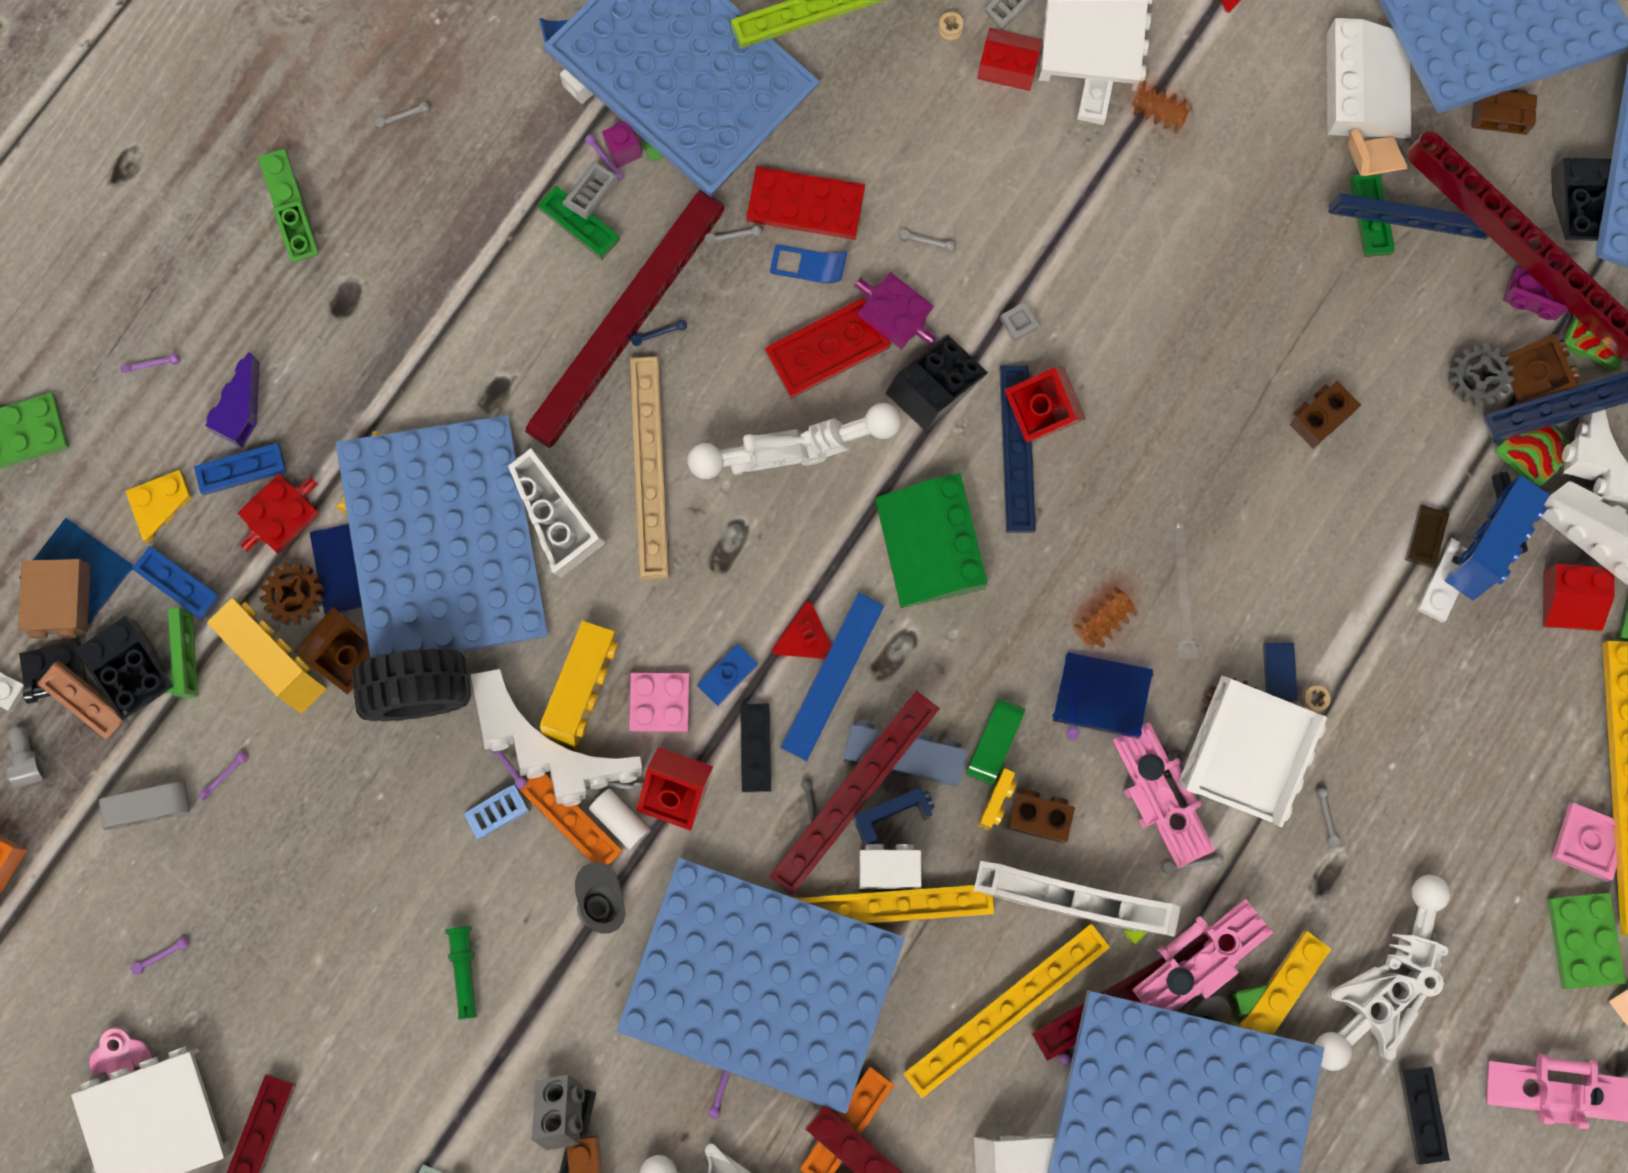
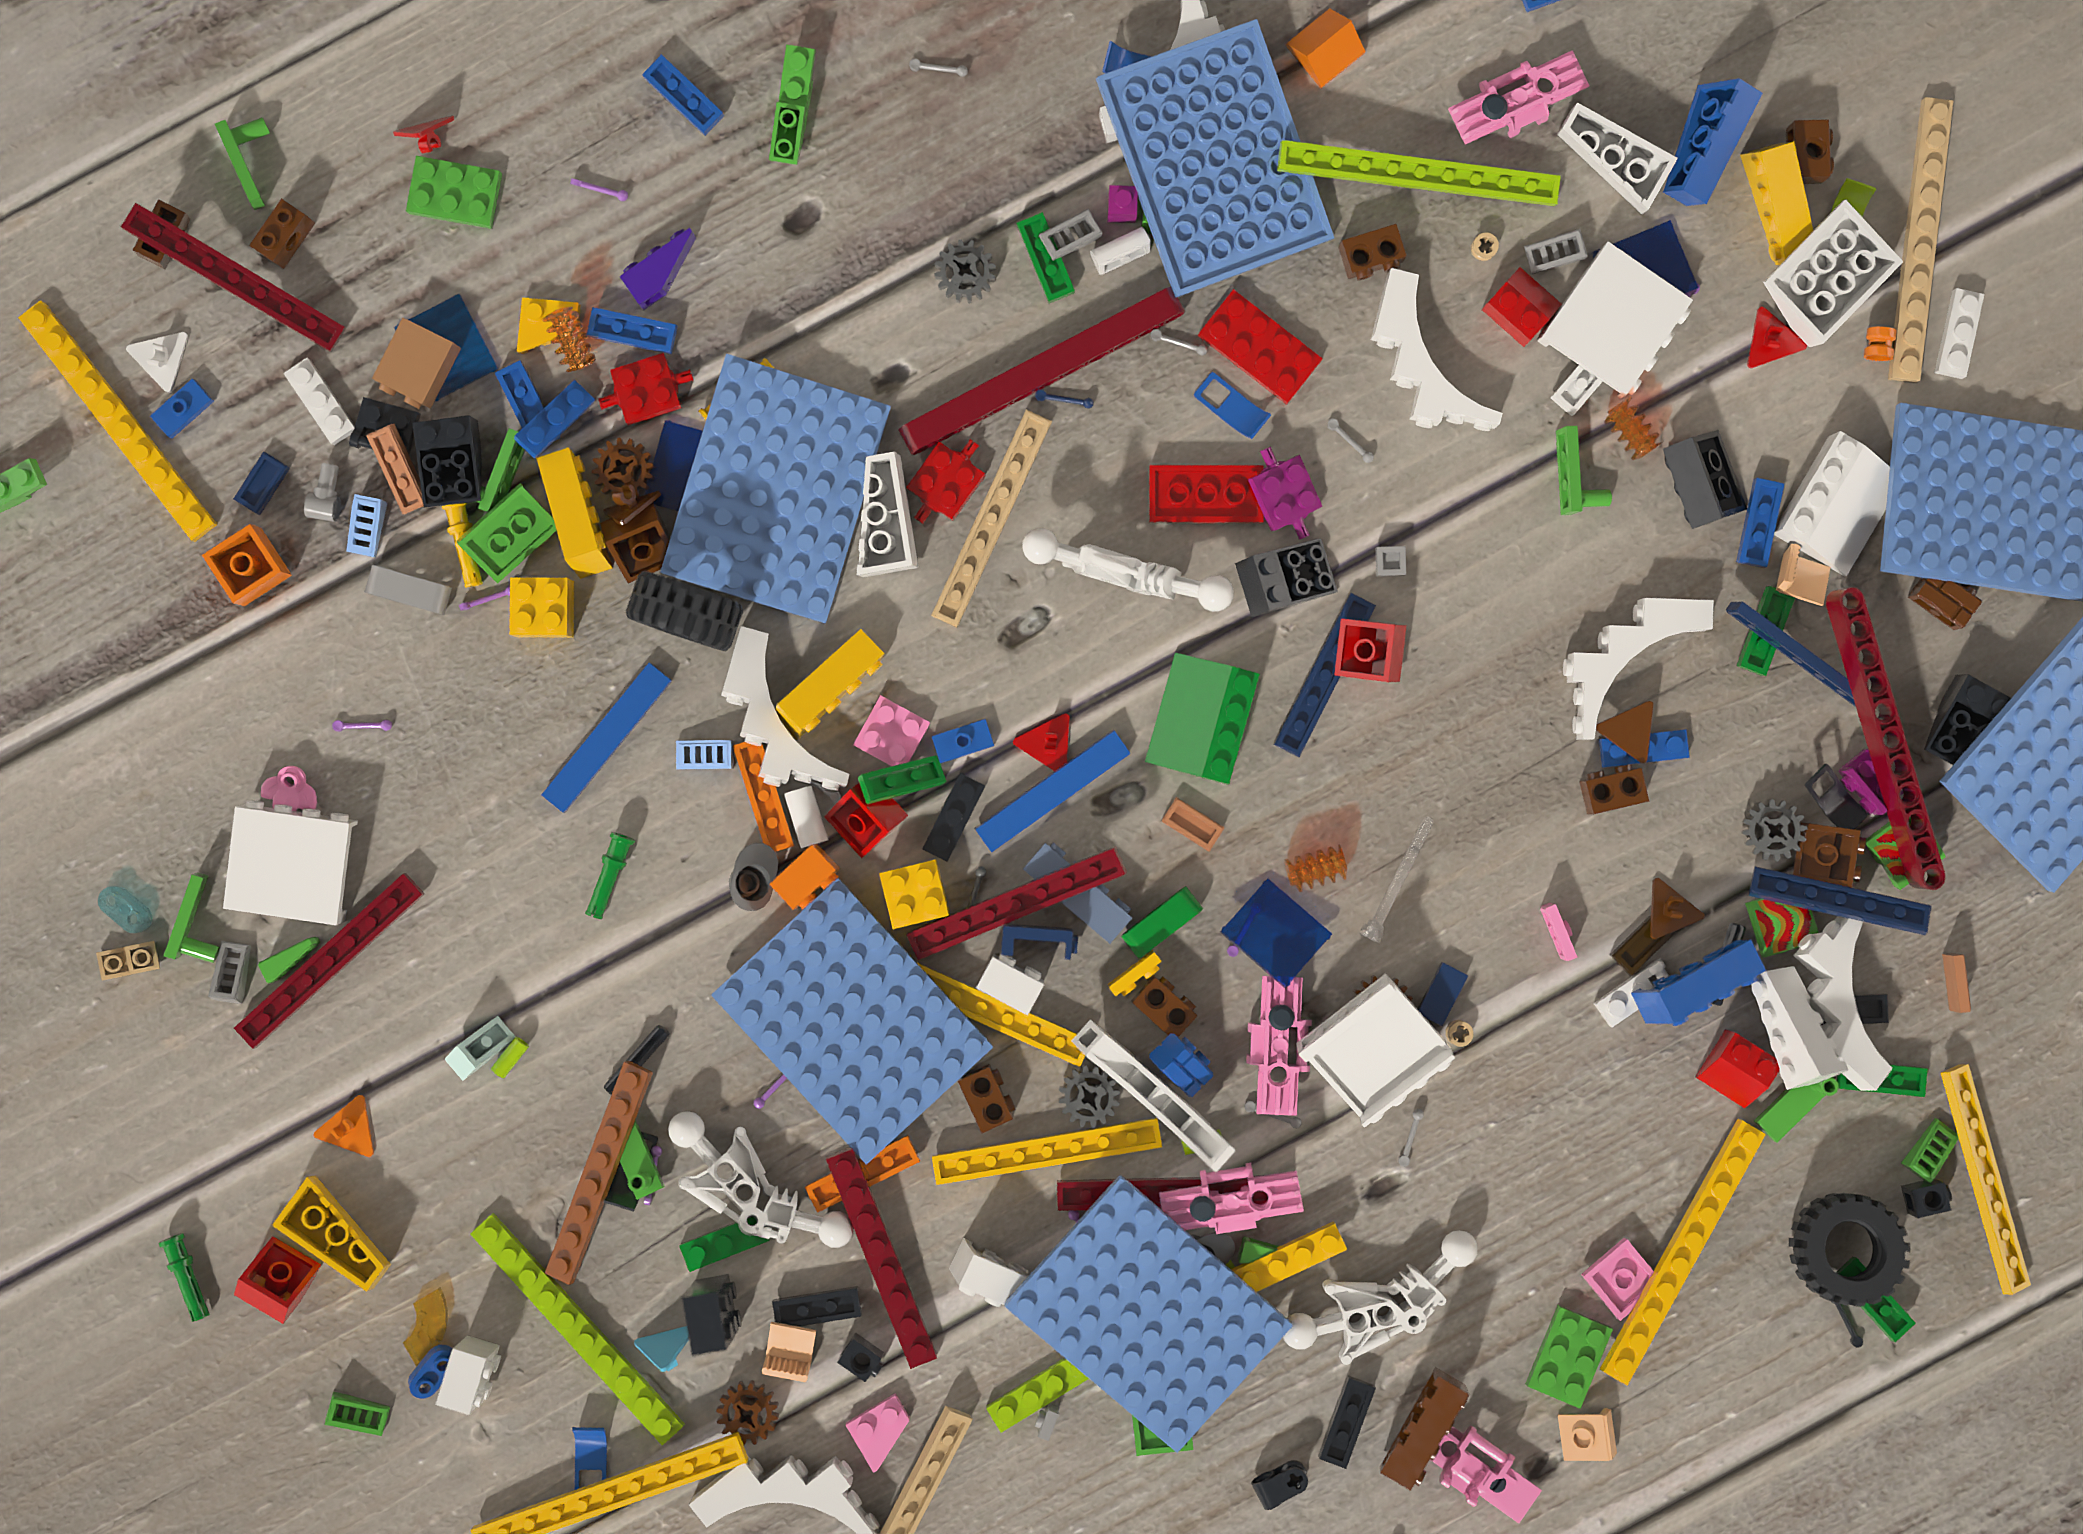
camera: 30 degrees right, 10 degrees up
(65, 770) = (355, 523): none -> light blue slope
(167, 725) = (458, 525): none -> yellow pin
(186, 503) = (570, 338): none -> clear orange piece
(187, 247) = (683, 95): none -> blue plate
(206, 581) = (554, 419): none -> blue plate
(213, 704) = (508, 533): none -> bright green plate
(277, 756) = (541, 607): none -> yellow brick
(314, 621) = (628, 505): none -> reddish brown piece
(397, 845) = (606, 737): none -> blue tile
(520, 782) = (736, 741): medium lavender hinge -> none
(522, 277) = (972, 261): none -> dark grey gear
(555, 1105) = (624, 1033): dark grey brick -> none
(591, 140) = (1097, 183): medium lavender hinge -> none
(591, 455) = (946, 481): none -> red plate
(641, 184) = (1121, 251): none -> white brick
(648, 871) = (805, 876): none -> orange brick
(690, 736) = (901, 779): none -> green plate
(757, 835) = (914, 894): none -> yellow brick
(852, 73) = (1369, 246): none -> reddish brown brick
(919, 996) = (980, 1100): none -> reddish brown brick
(946, 151) = (1435, 396): none -> white arch
(974, 640) = (1192, 824): none -> nougat tile
(1024, 924) = (1077, 1103): none -> dark grey gear
(1085, 858) = (1181, 1064): none -> blue brick
(1140, 186) = (1571, 495): none -> bright green piece
(1245, 118) = (1704, 479): none -> black slope
(1255, 289) = (1619, 644): none -> white arch
(1308, 355) = (1630, 730): none -> reddish brown piece
(1313, 129) = (1760, 522): none -> blue plate
(1328, 366) = (1662, 747): none -> blue plate
(1350, 561) = (1559, 931): none -> bright pink plate
(1434, 492) = (1670, 910): none -> reddish brown piece
(1499, 1080) = (1424, 1429): none -> reddish brown wedge
(1518, 325) = (1837, 802): none -> black piece

